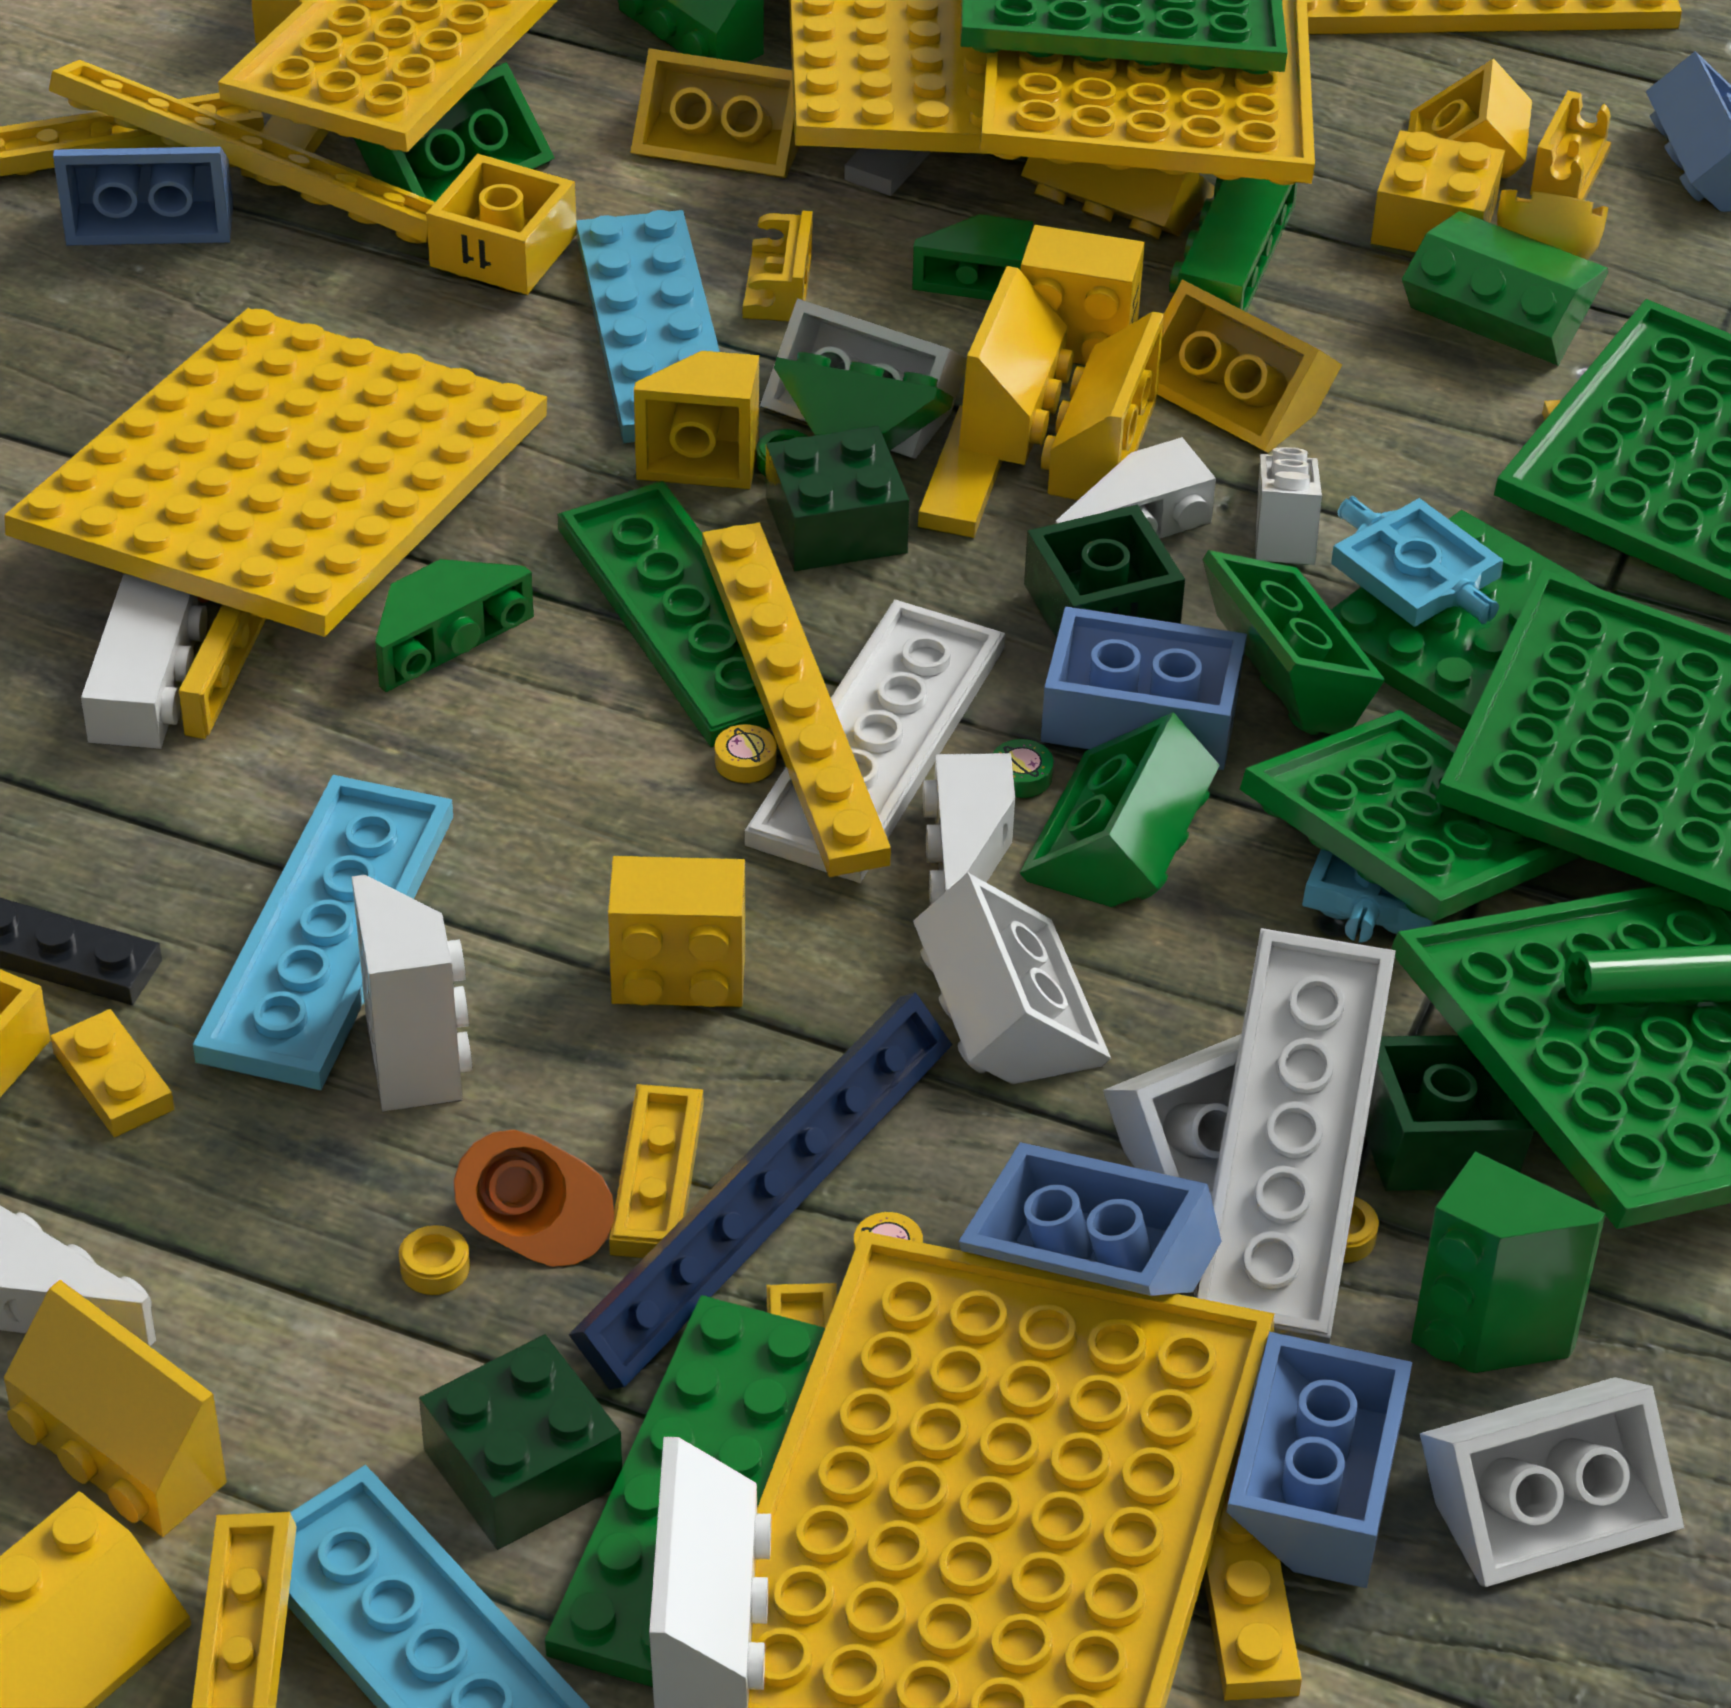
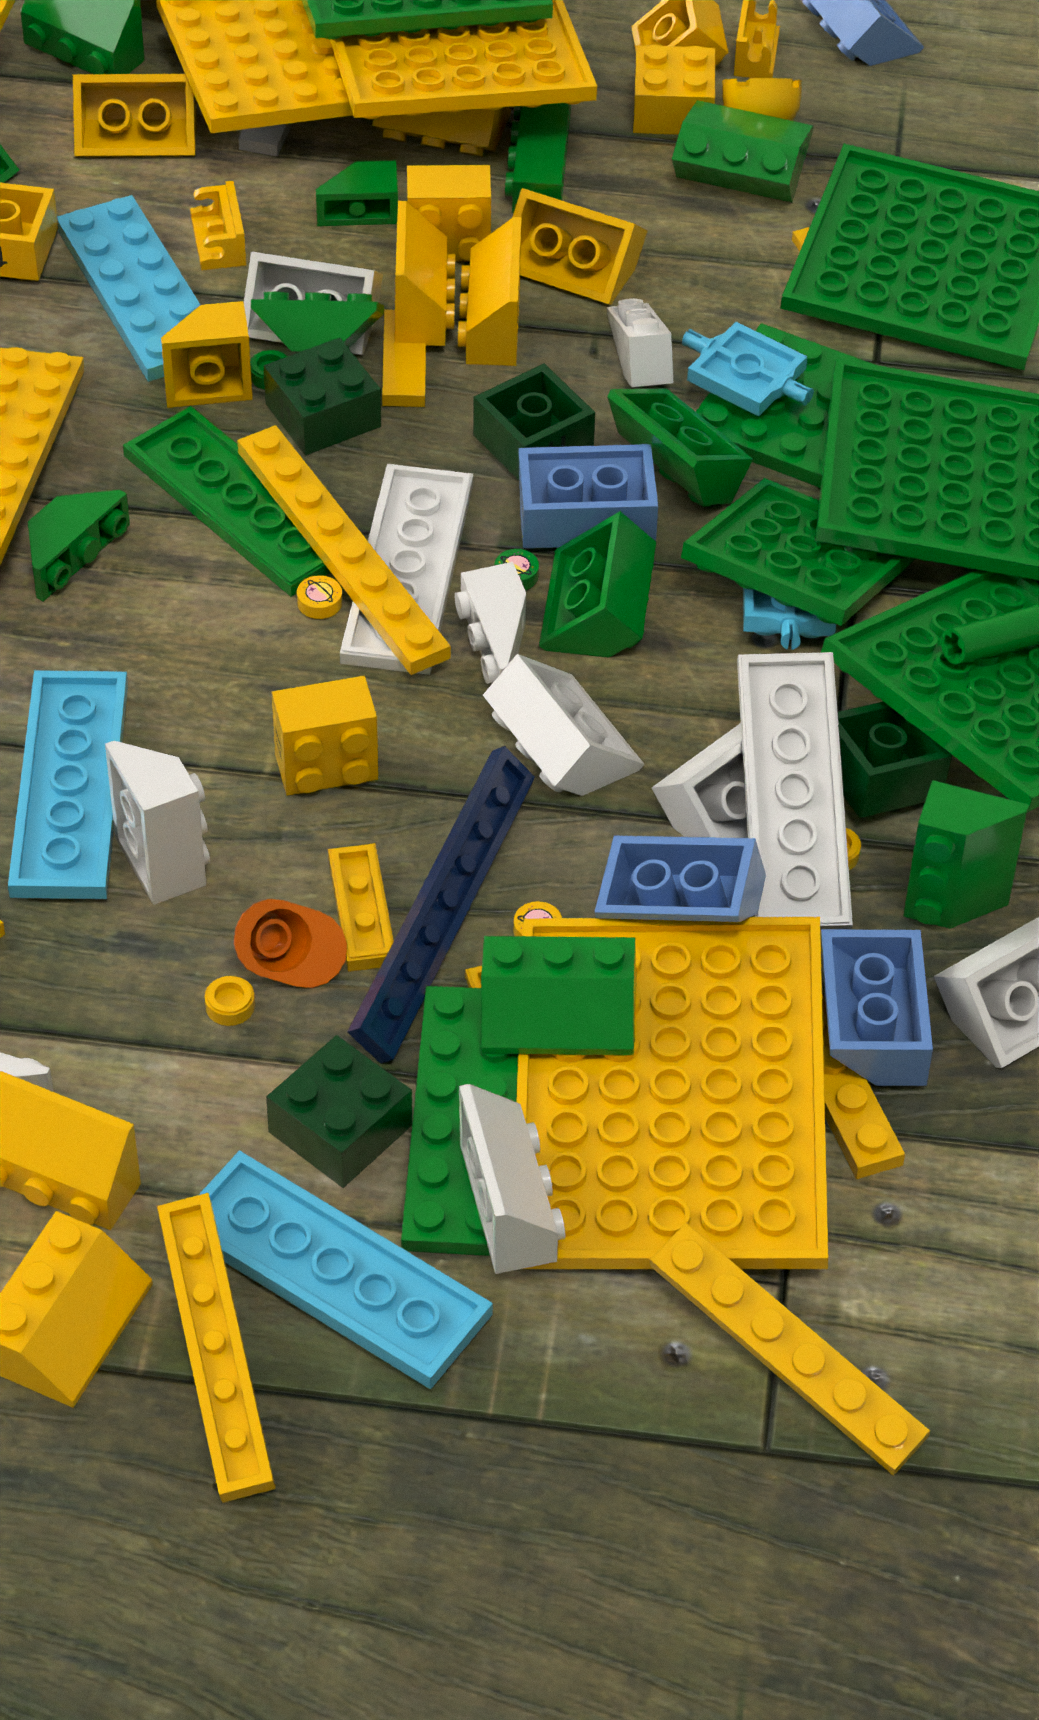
camera: 15 degrees left, 5 degrees up
(867, 1345) = (558, 995): none -> green slope
(1164, 481) = (545, 339): white slope -> none

